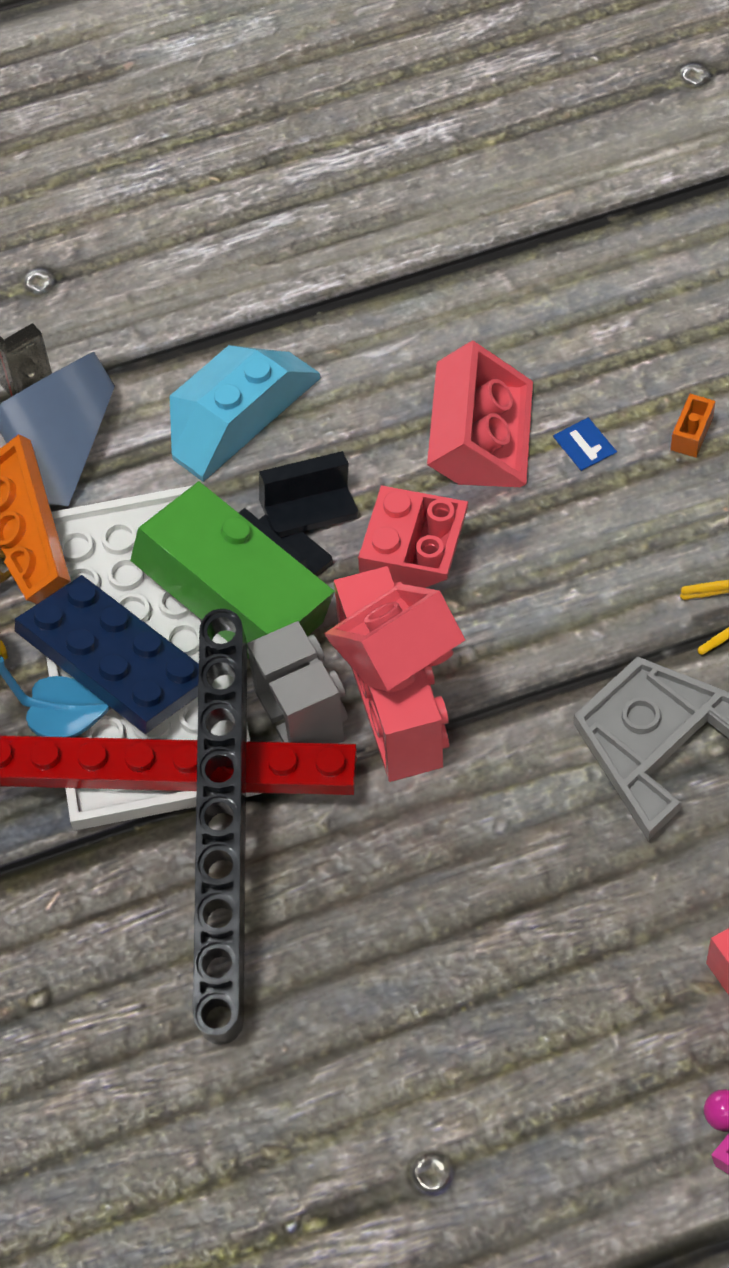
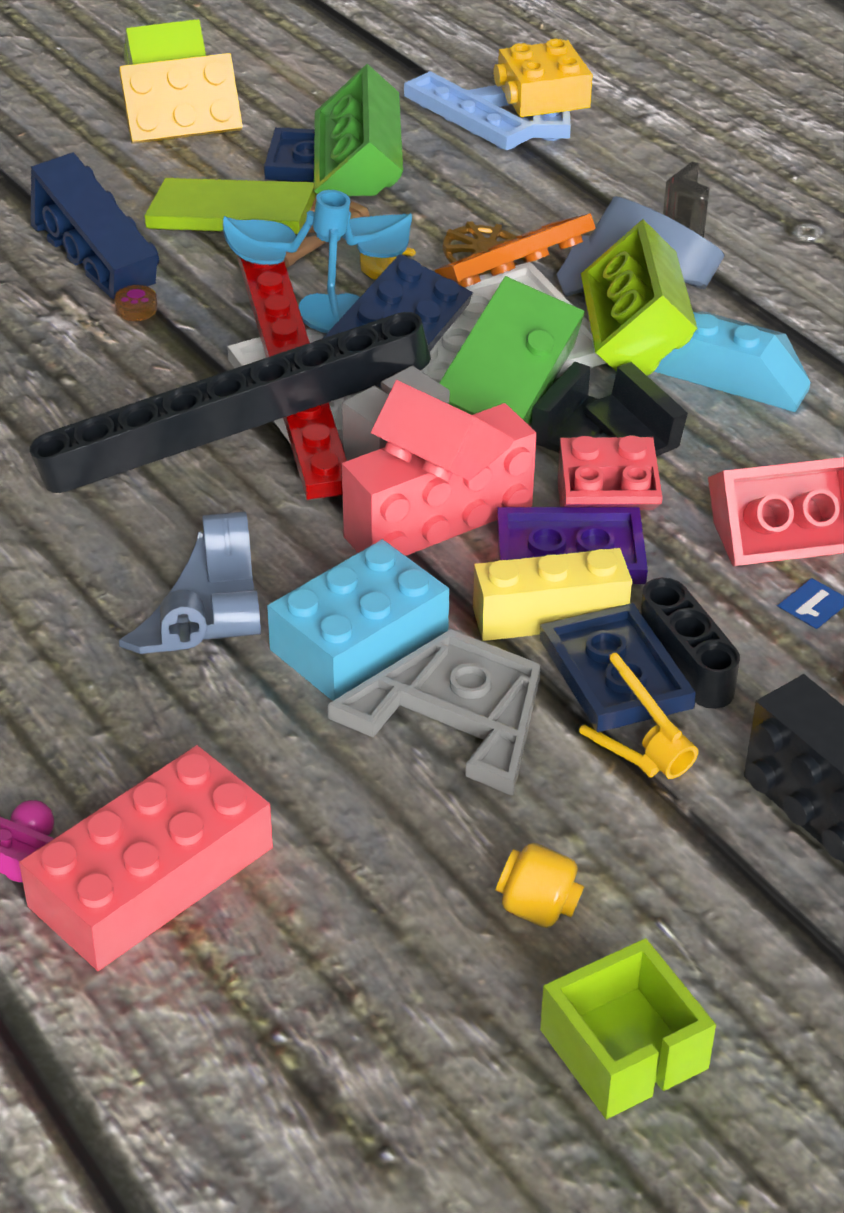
camera: 70 degrees right, 15 degrees down
(170, 438) = (638, 301): none -> lime brick
(469, 917) = (211, 595): none -> sand blue panel
(486, 593) = (566, 530): none -> dark purple plate
(542, 785) = (358, 619): none -> medium azure brick
(548, 626) = (523, 593): none -> light yellow brick
(643, 603) = (582, 652): none -> dark blue plate
(652, 538) = (692, 641): none -> black beam

